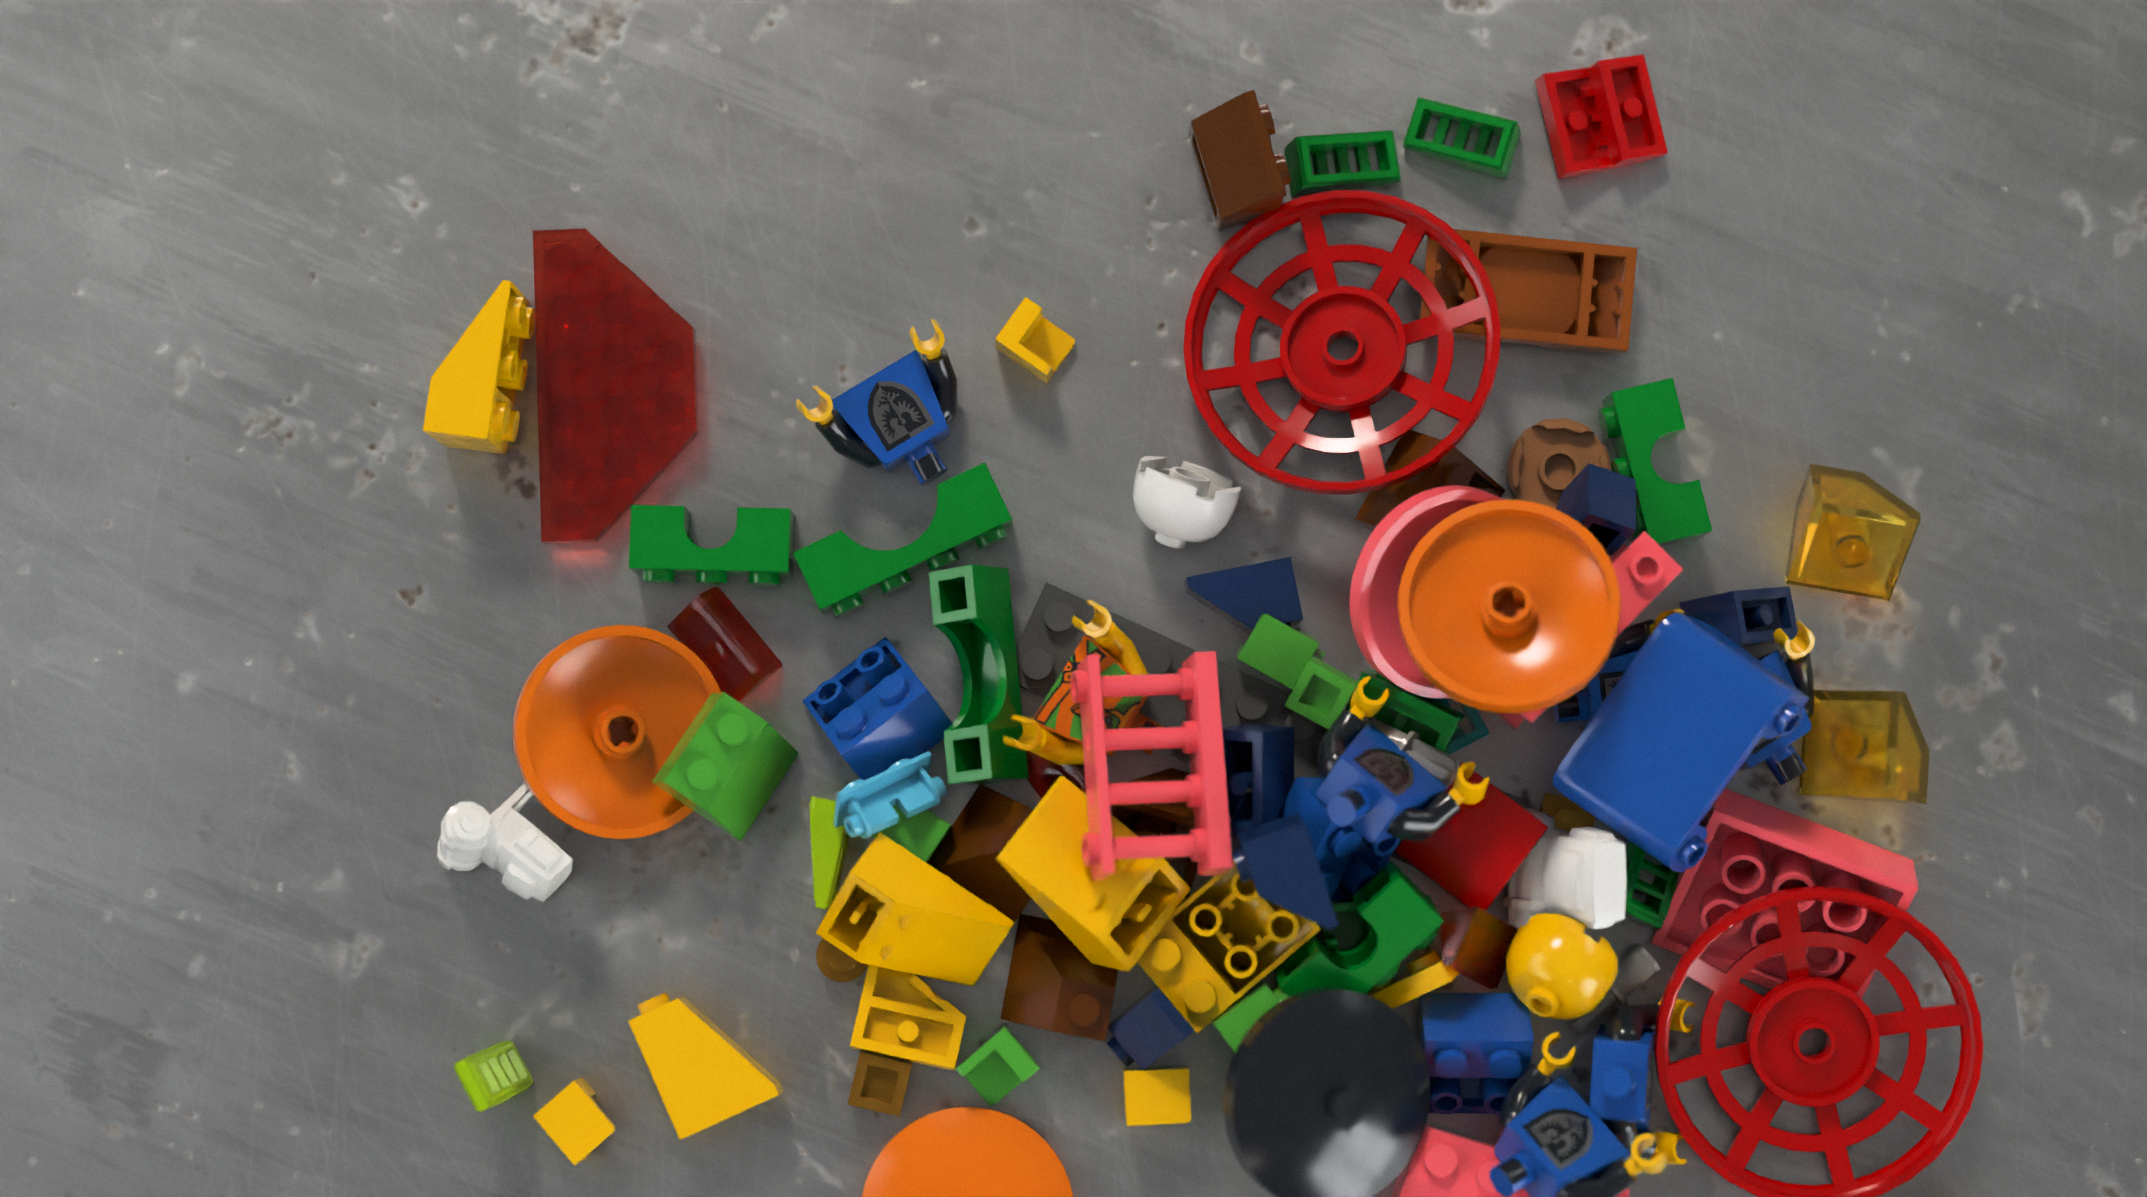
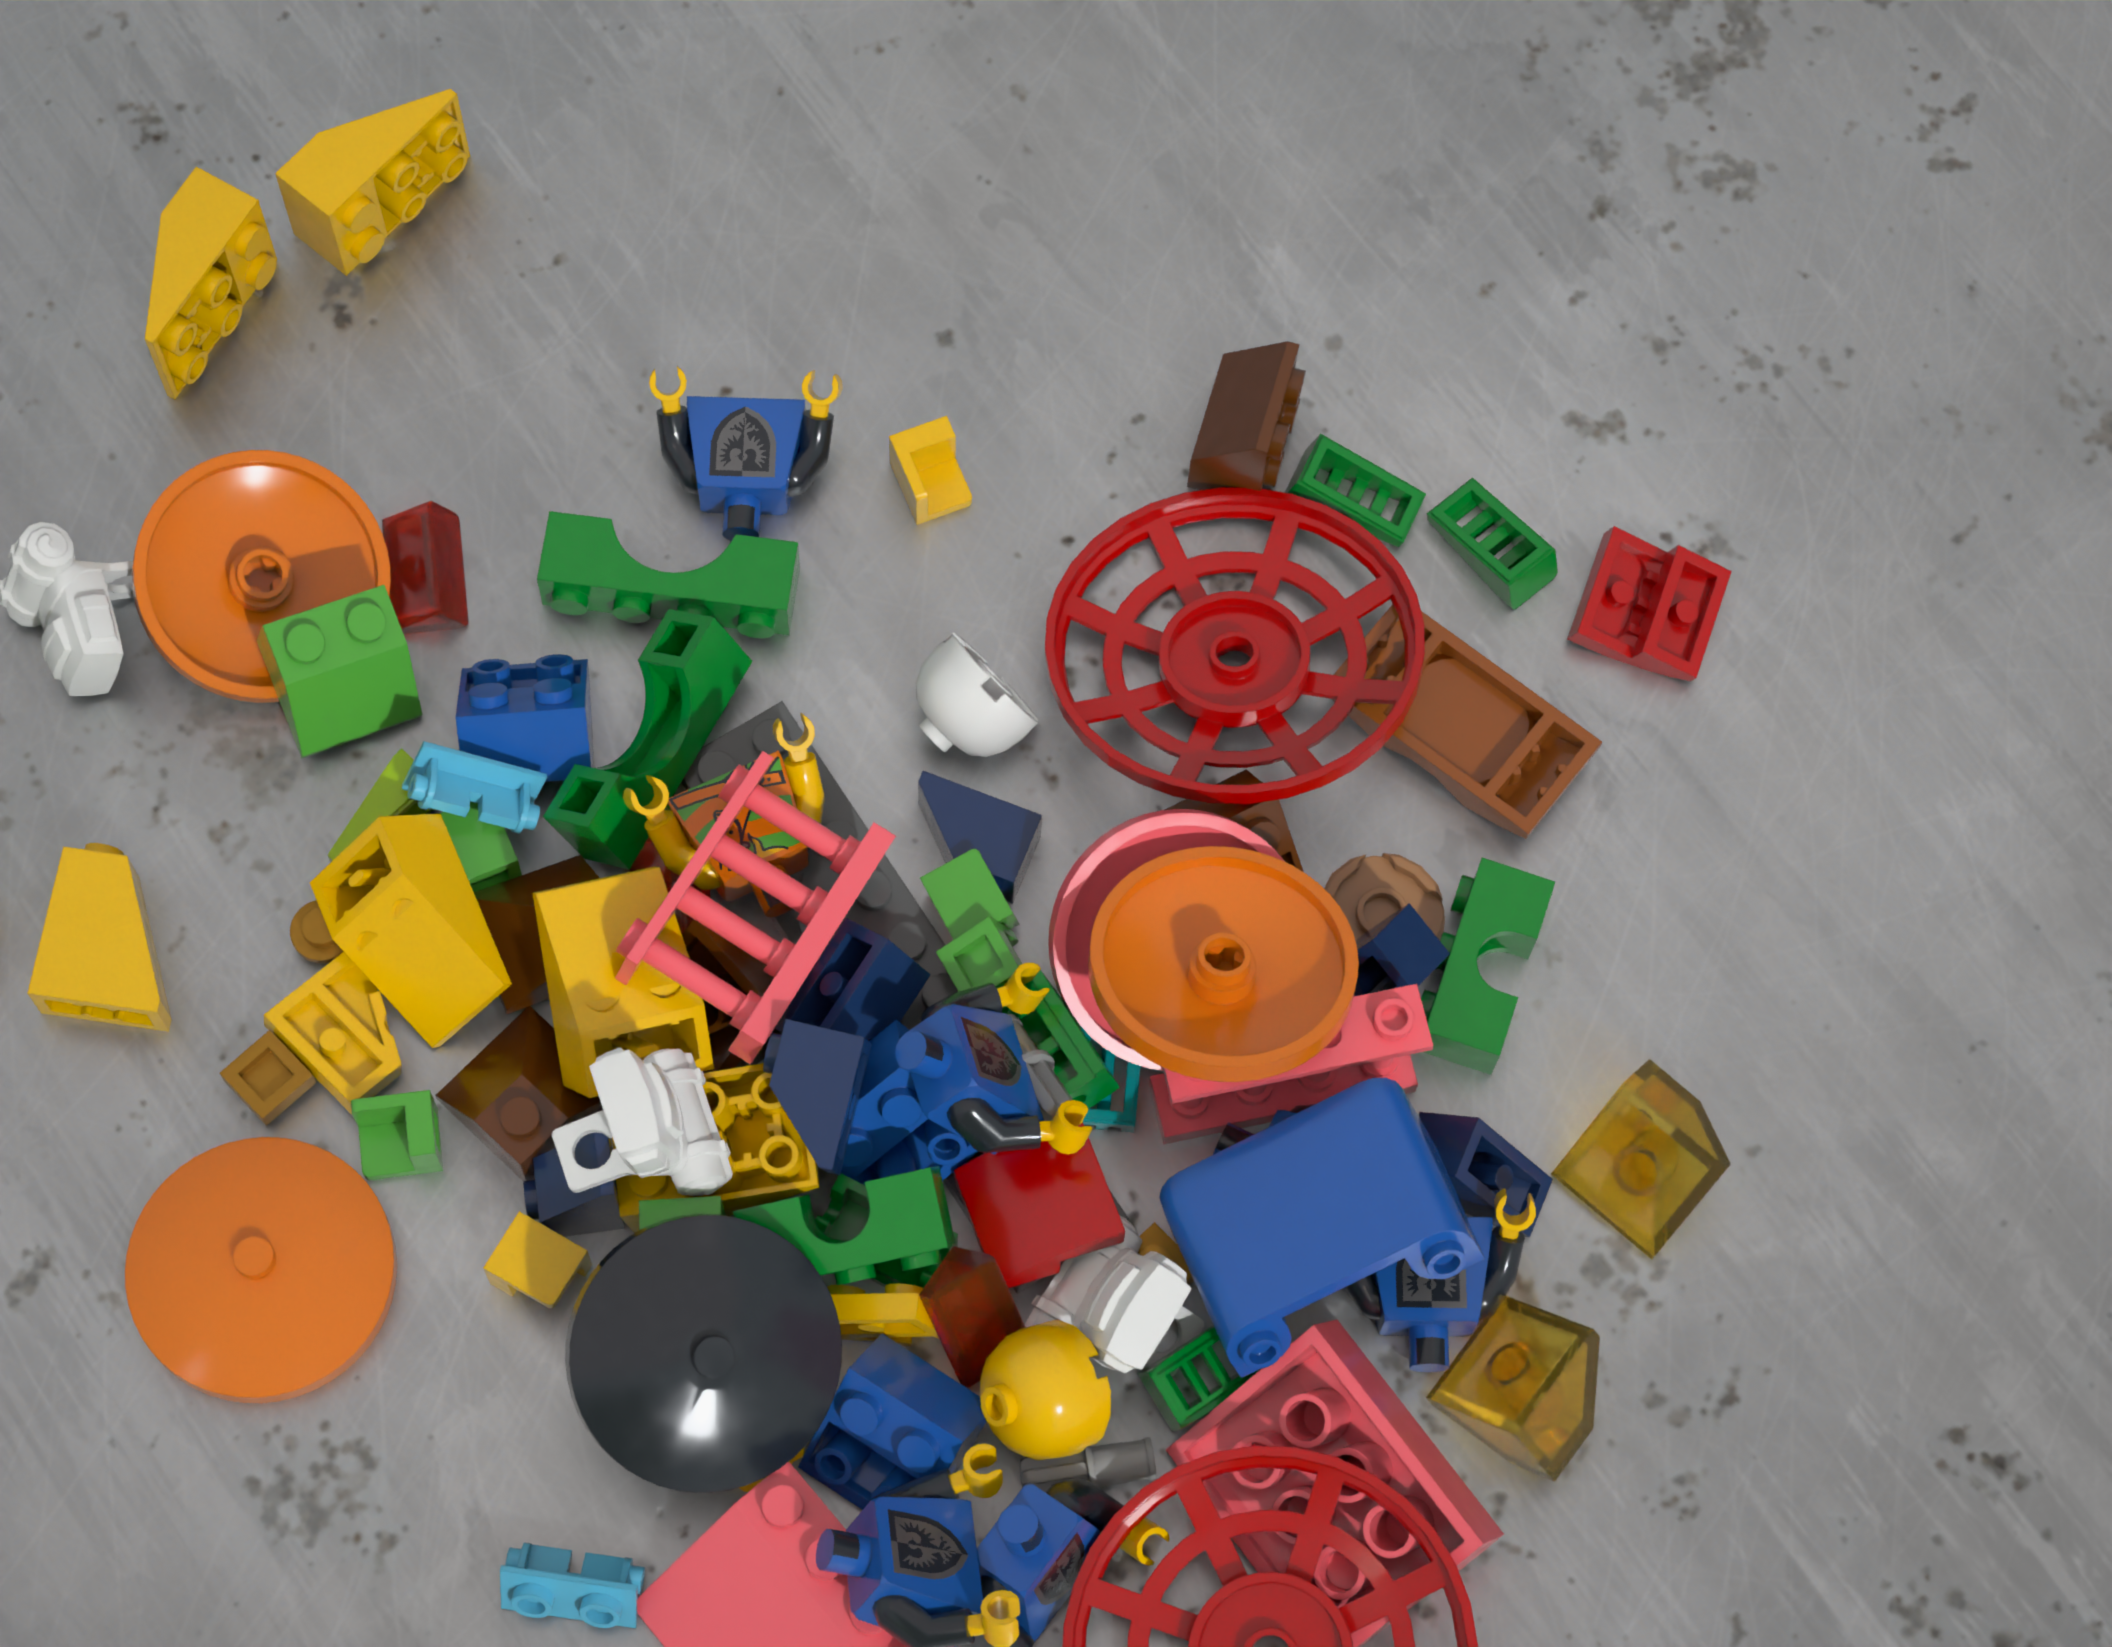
camera: 30 degrees right, 15 degrees down
(409, 518) = (205, 269): none -> yellow slope
(609, 385) = (485, 270): clear red plate -> none
(758, 549) = (432, 441): green arch -> none
(1194, 968) = (656, 1121): none -> white piece

